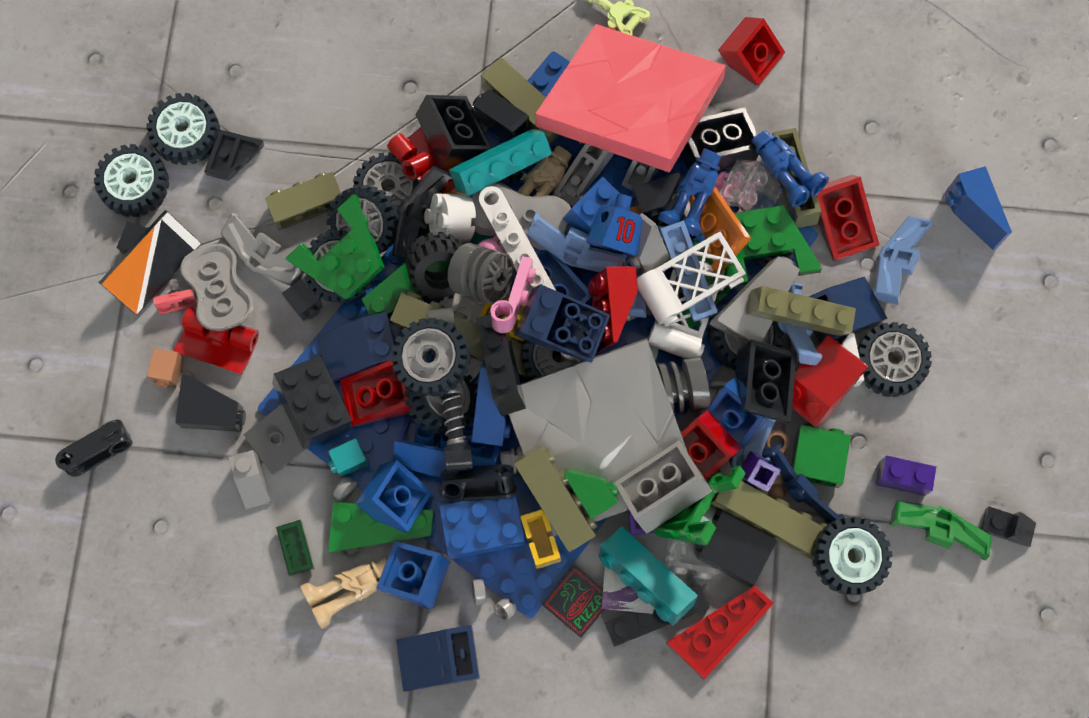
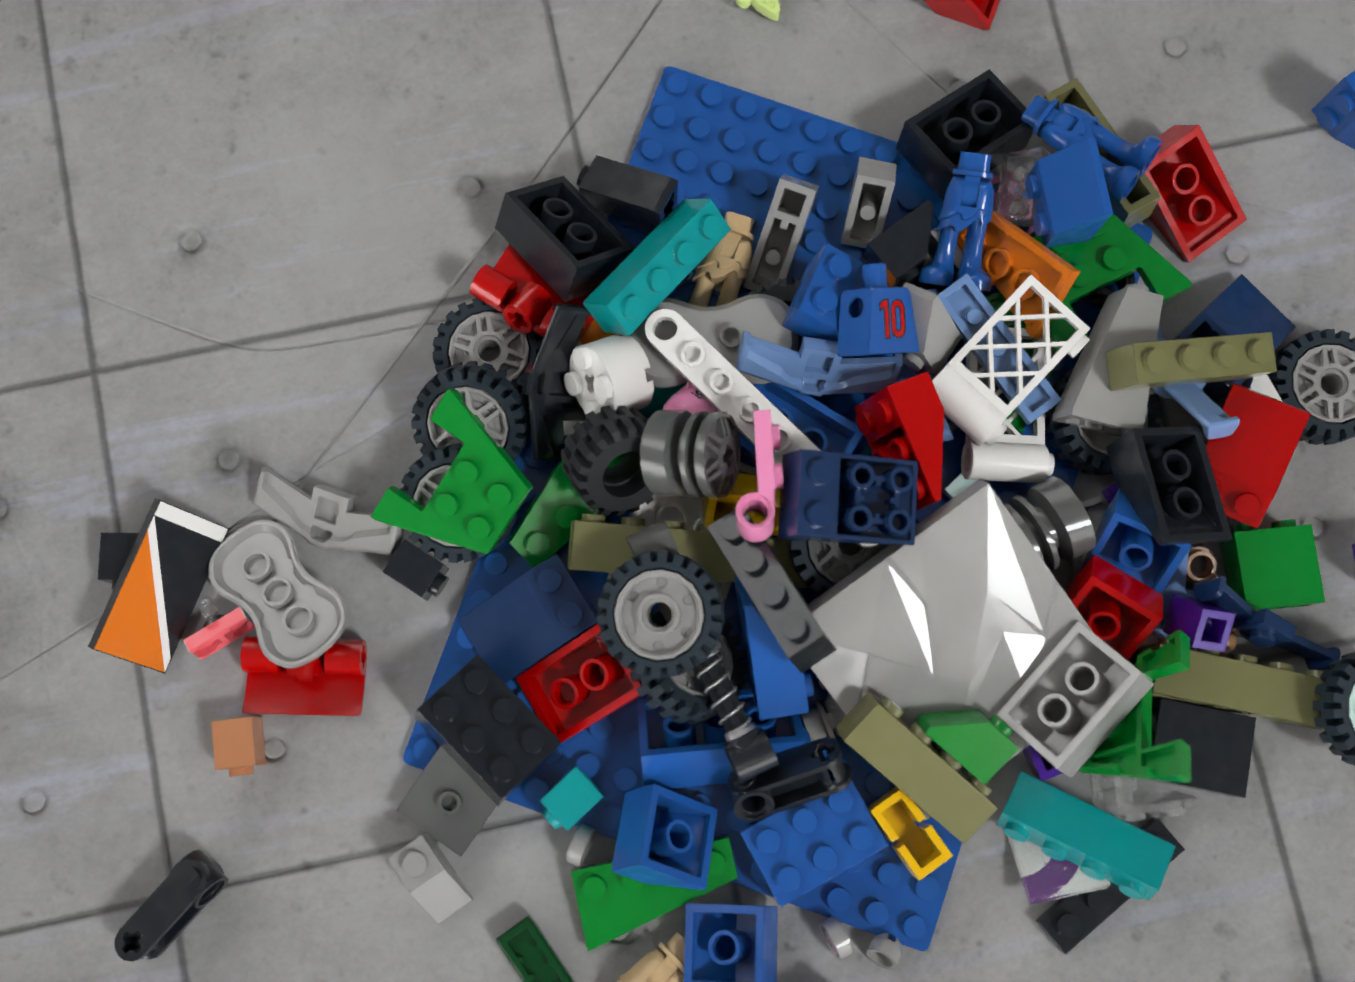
camera: 20 degrees left, 5 degrees up
(121, 167) = (57, 458): wheel -> none
(180, 113) = (118, 339): wheel -> none
(206, 408) = (325, 786): black slope -> none
(231, 154) = (228, 374): black wing -> none
(303, 200) = (365, 413): olive brick -> none
(515, 89) = (636, 143): olive brick -> none
(576, 601) = (985, 903): black tile -> none
(631, 97) = (818, 105): coral tile -> none
(716, 635) = (1210, 883): red wing -> none
(758, 192) = (1069, 194): none -> blue slope
(899, 258) = (1284, 231): medium blue plate -> none

